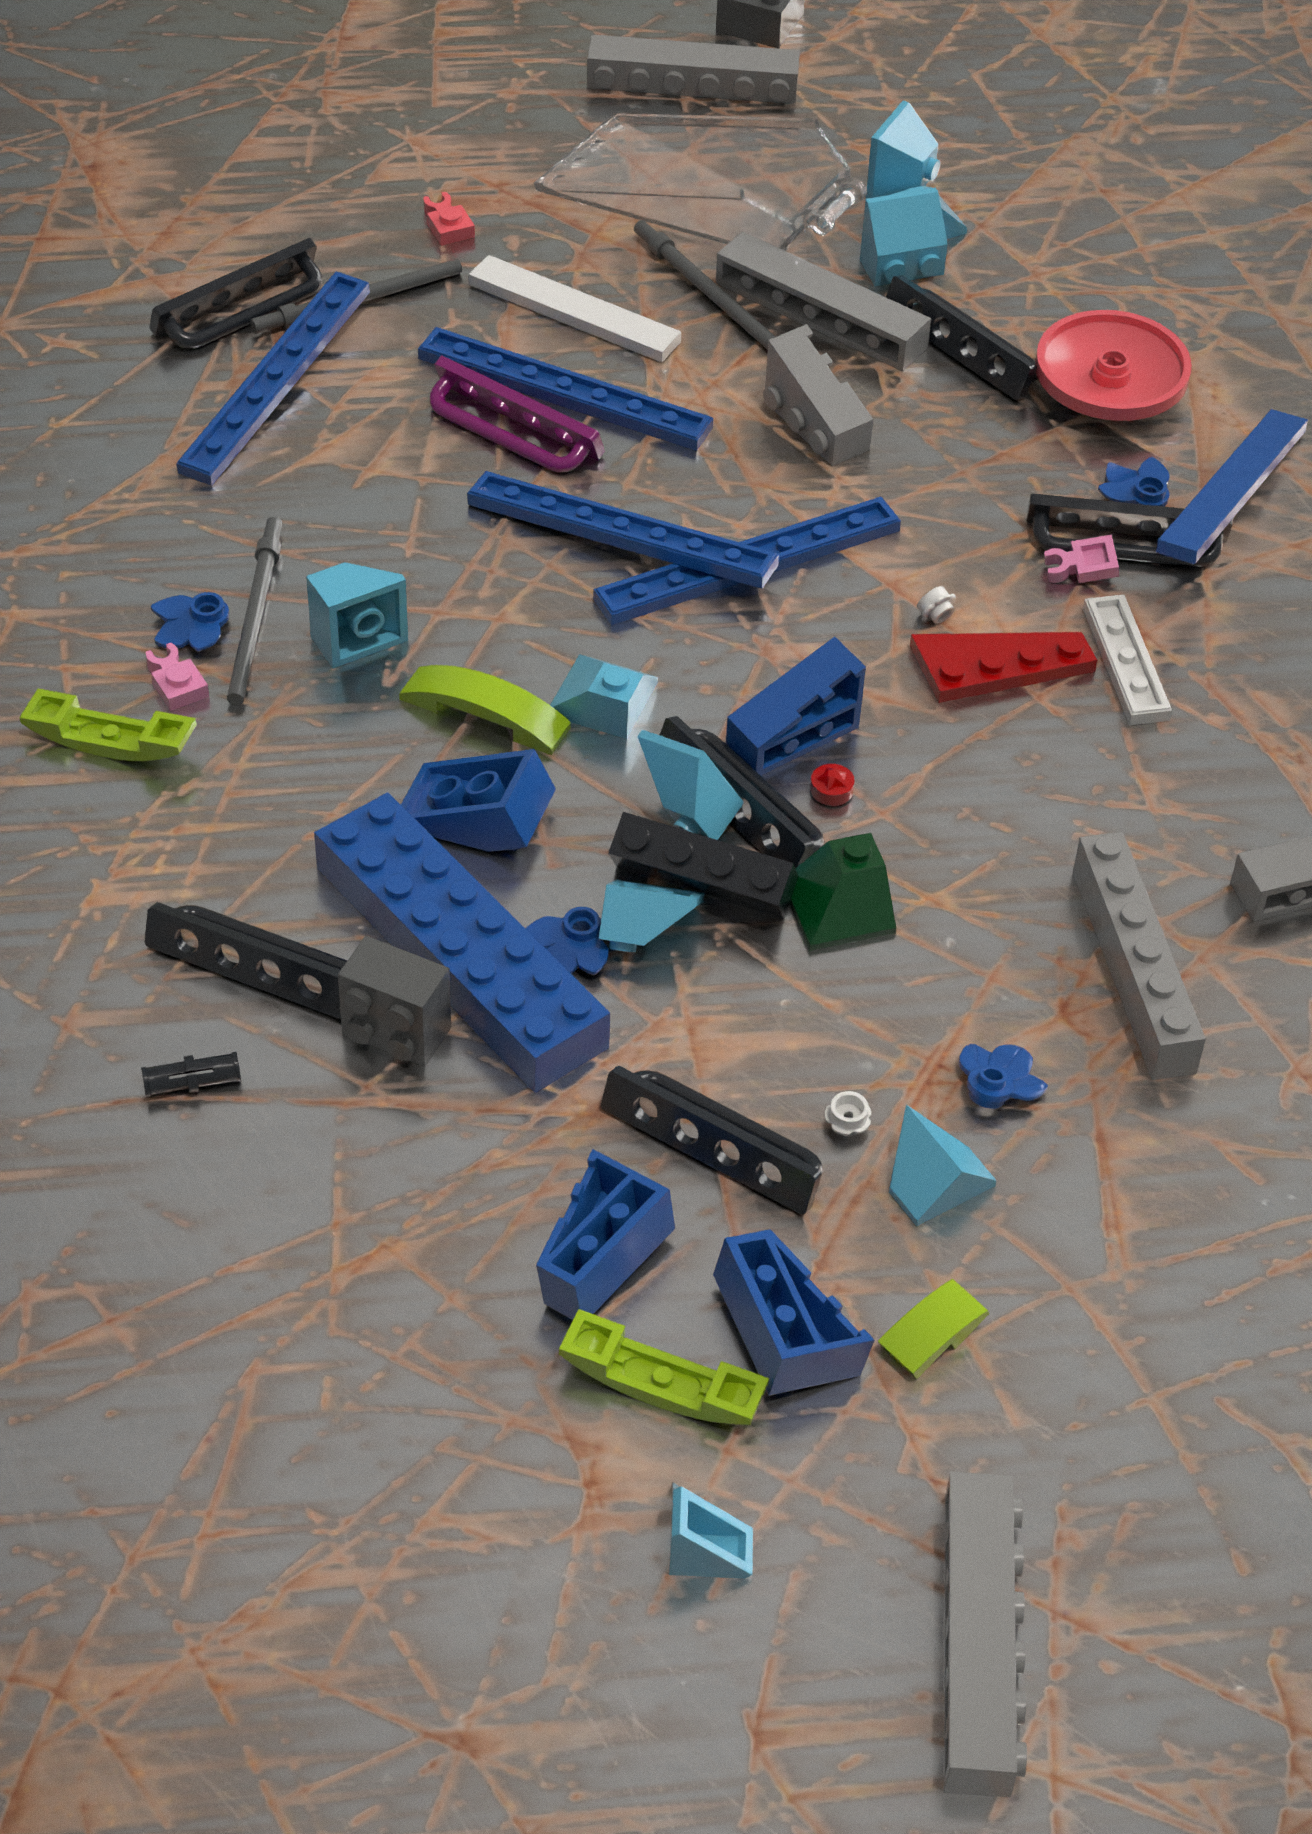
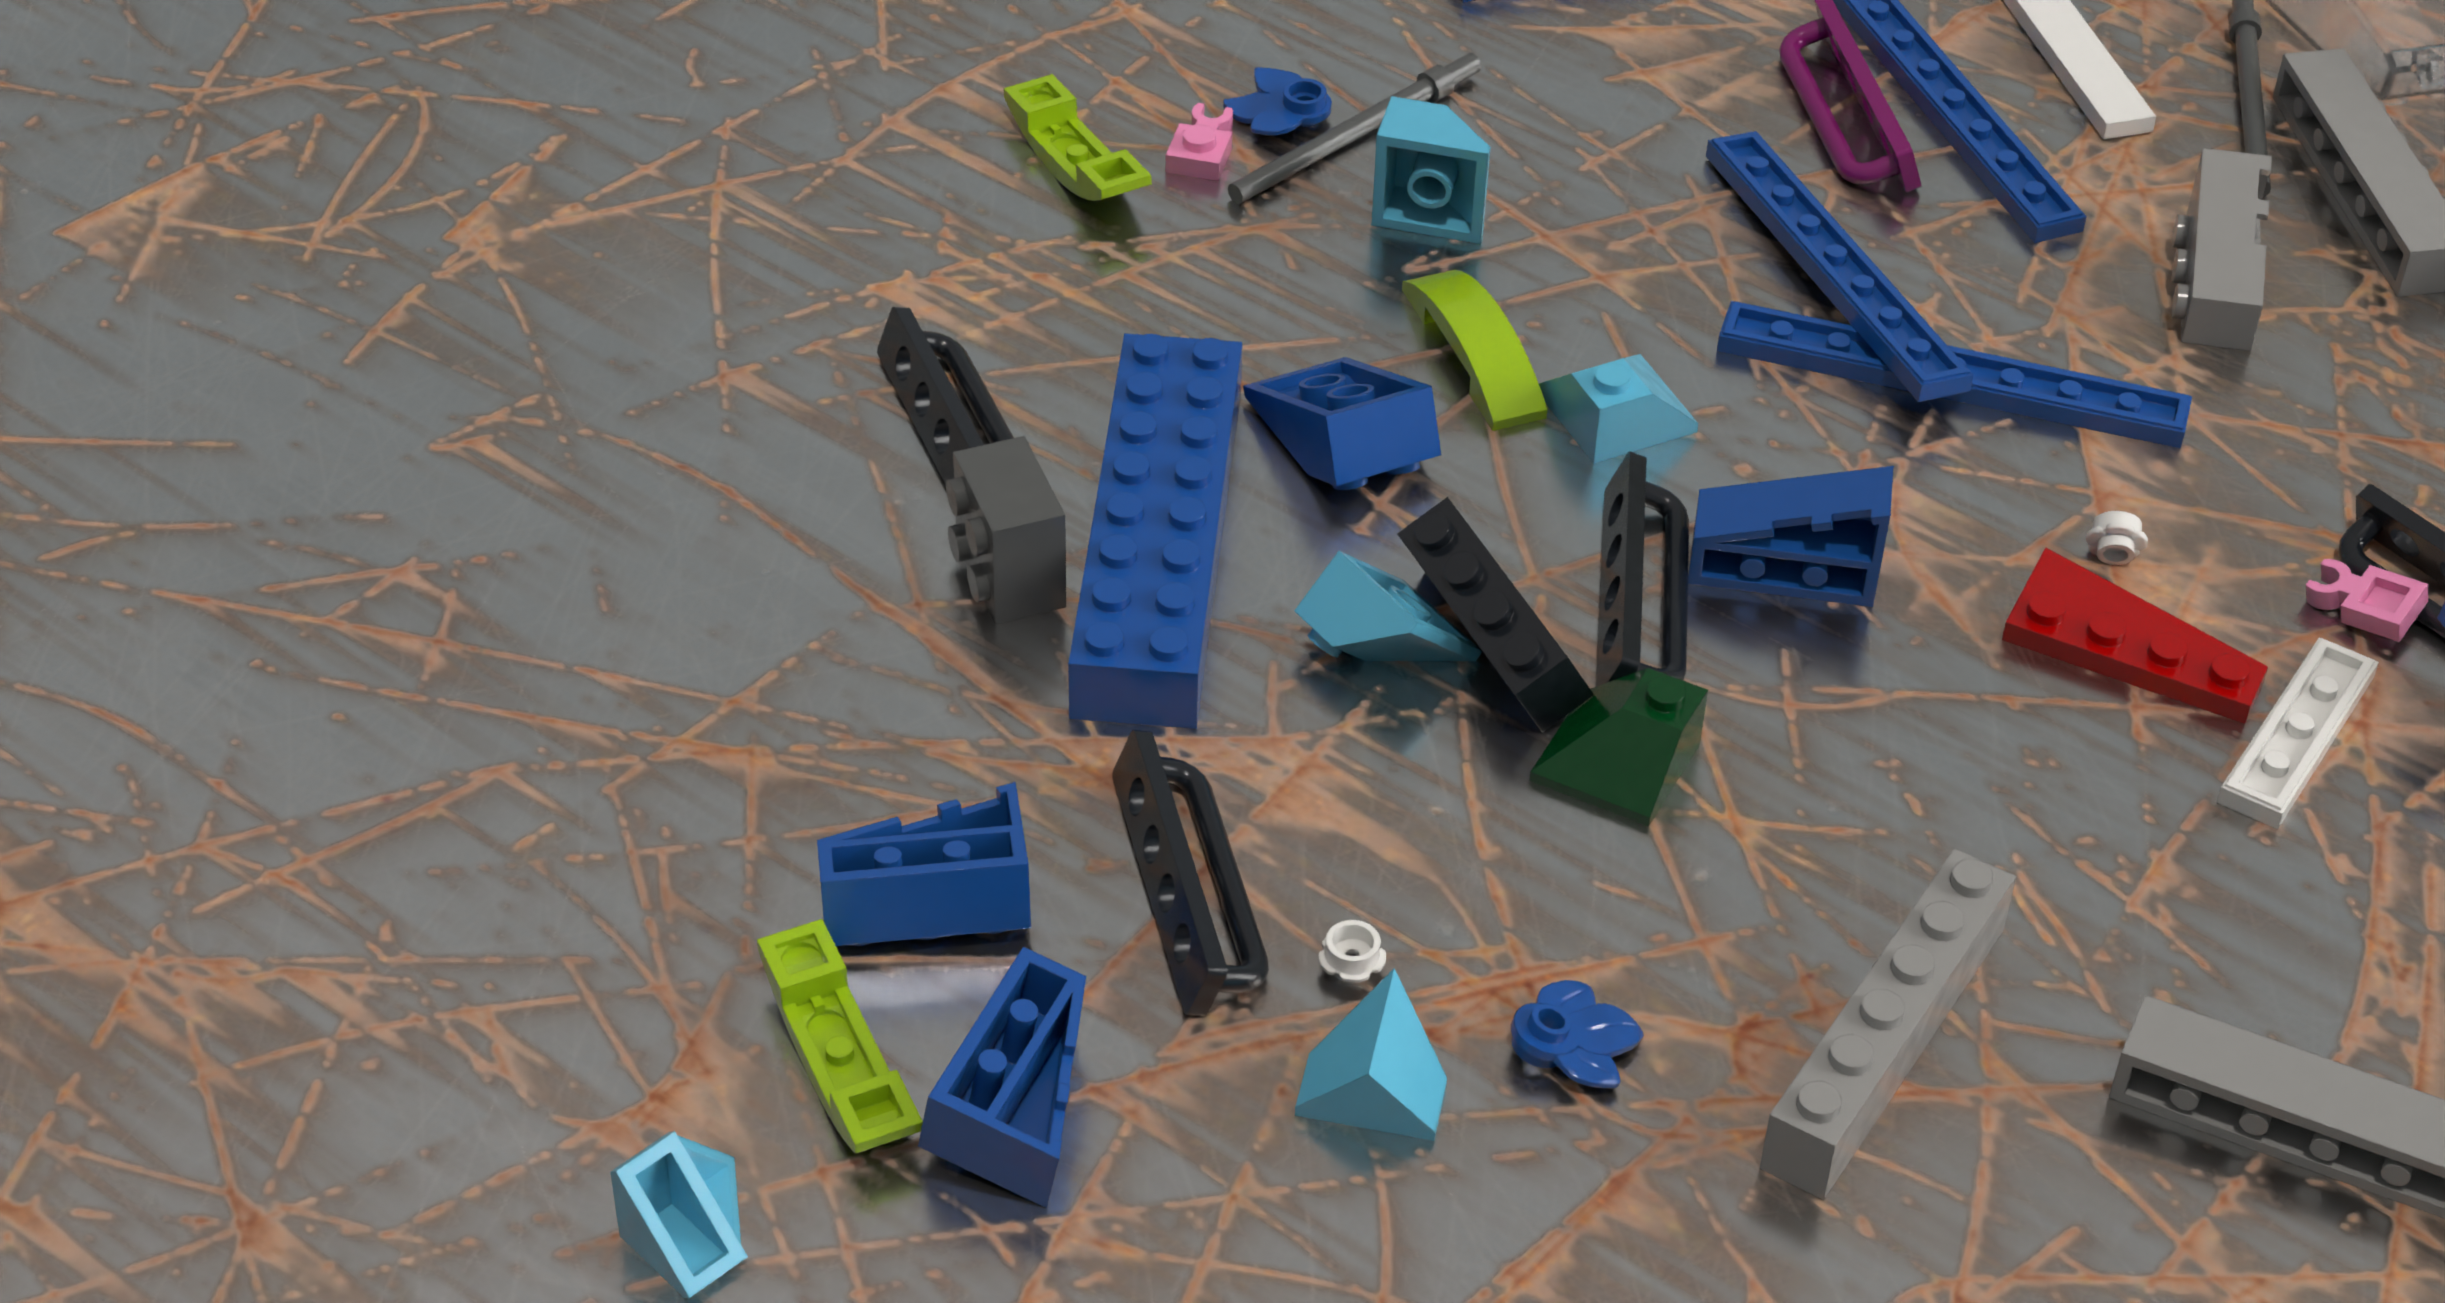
camera: 45 degrees right, 5 degrees down
(224, 1068) = (794, 494): black pin -> none
(573, 939) = (1266, 603): blue plate -> none
(690, 786) = (1560, 533): medium azure slope -> none
(832, 784) = (1760, 637): red tile -> none
(932, 1326) = (1187, 1211): lime slope -> none

